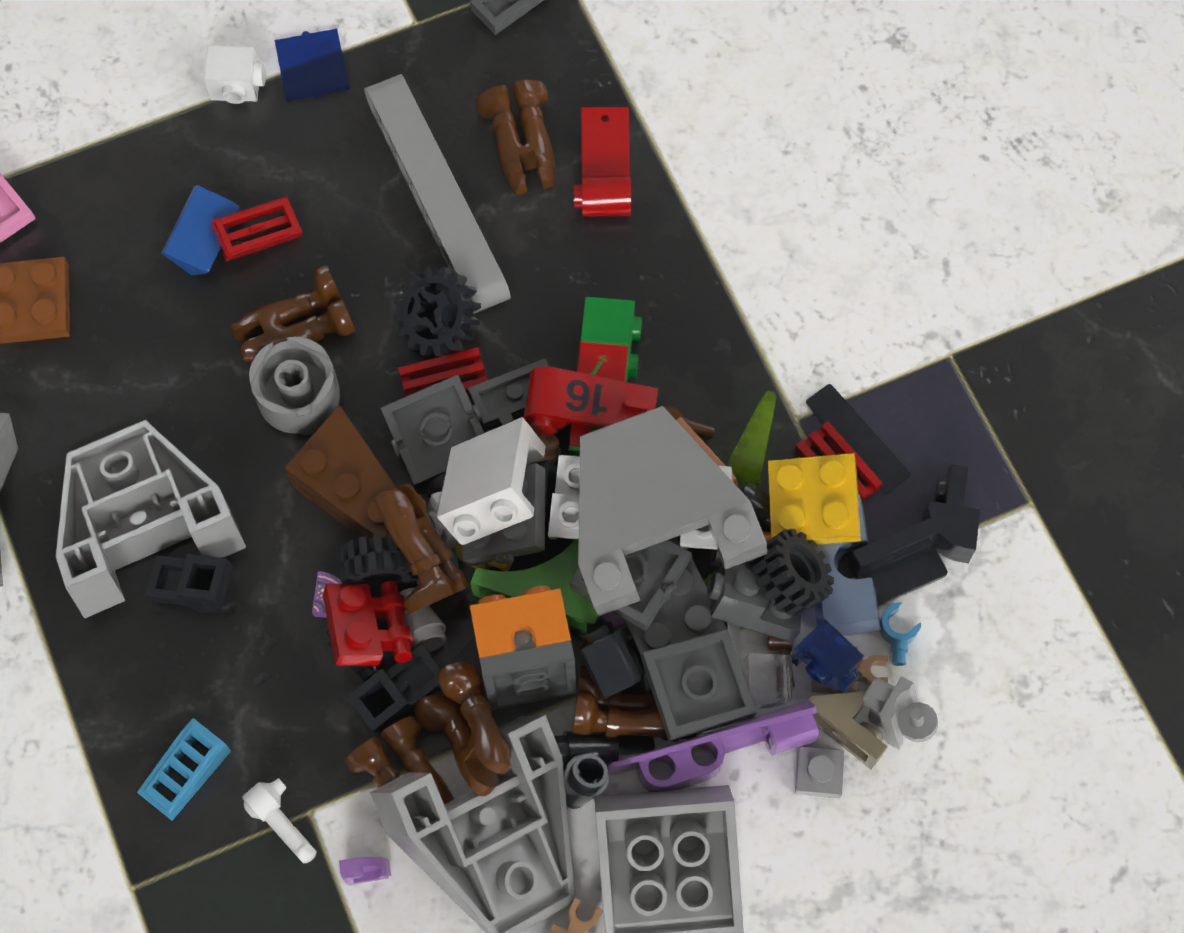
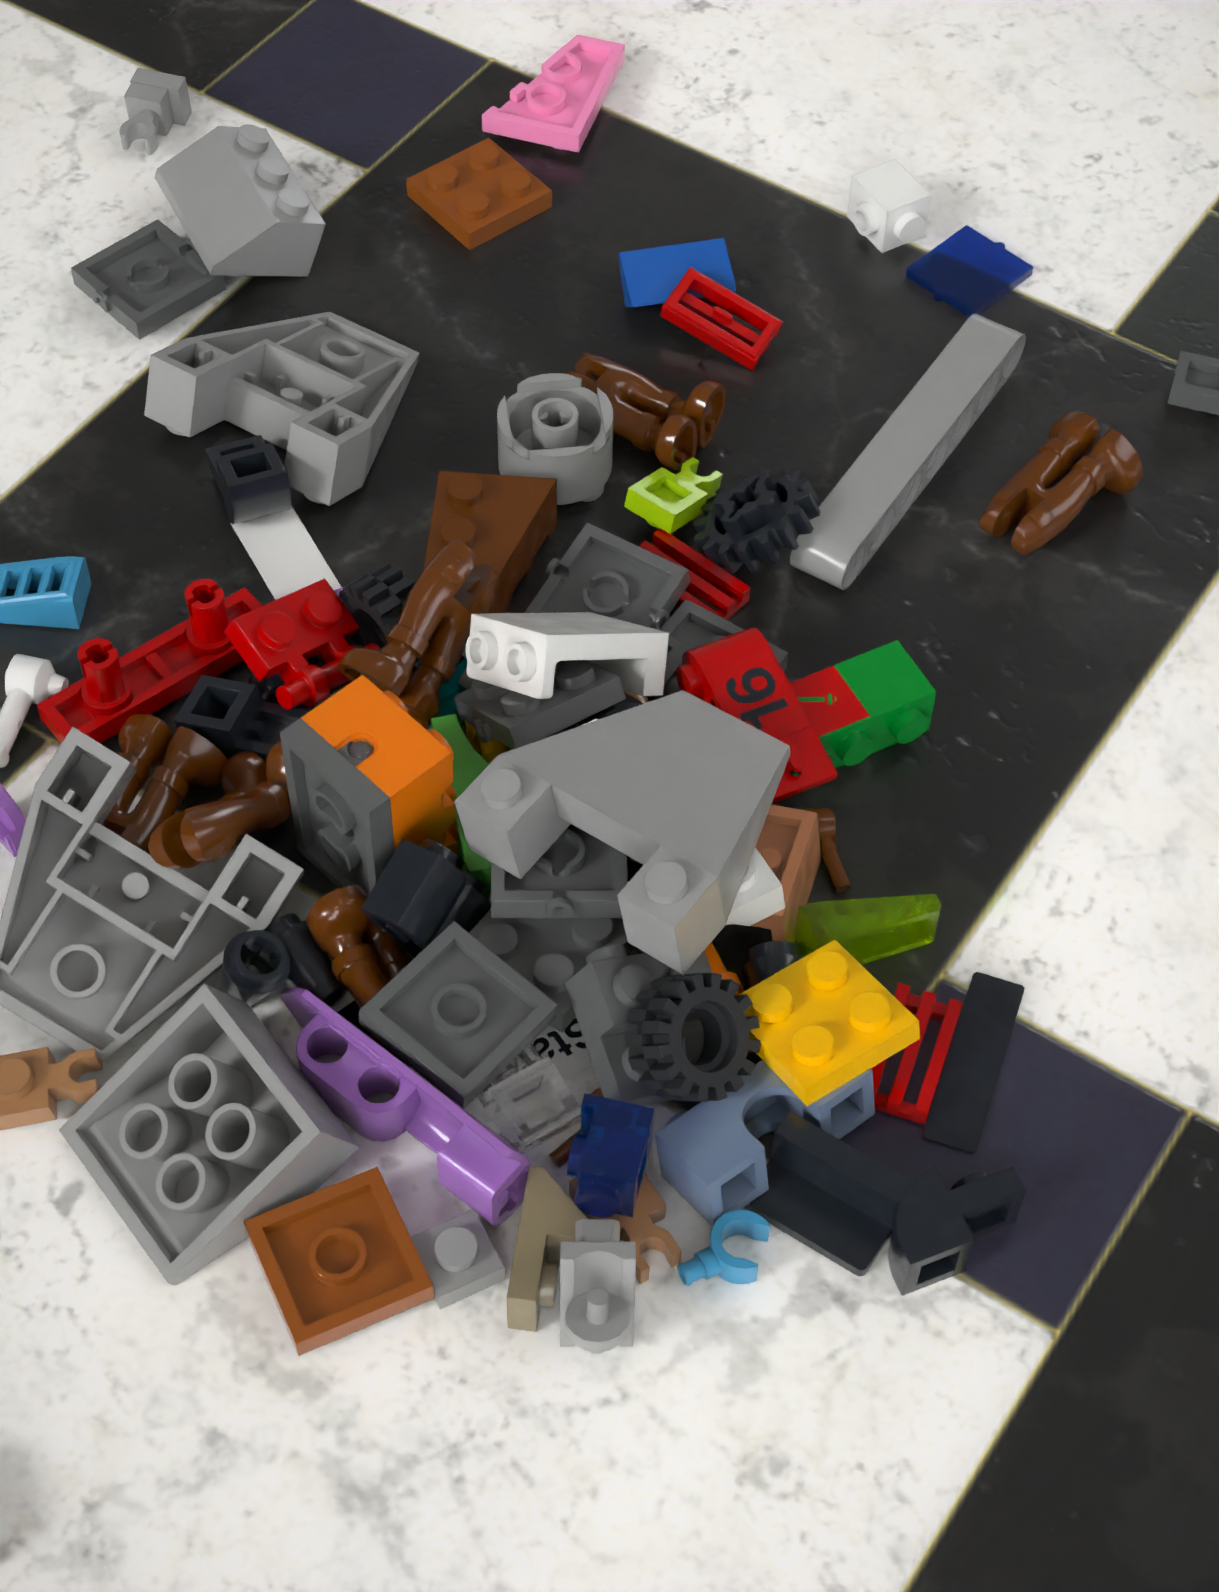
camera: 55 degrees right, 15 degrees down
(270, 596) = (284, 553): none -> white sticker
(310, 720) = (151, 673): none -> red plate
(380, 346) = (672, 499): none -> lime plate
(604, 163) = (1101, 590): red door -> none
(788, 835) = (338, 1260): none -> dark orange plate

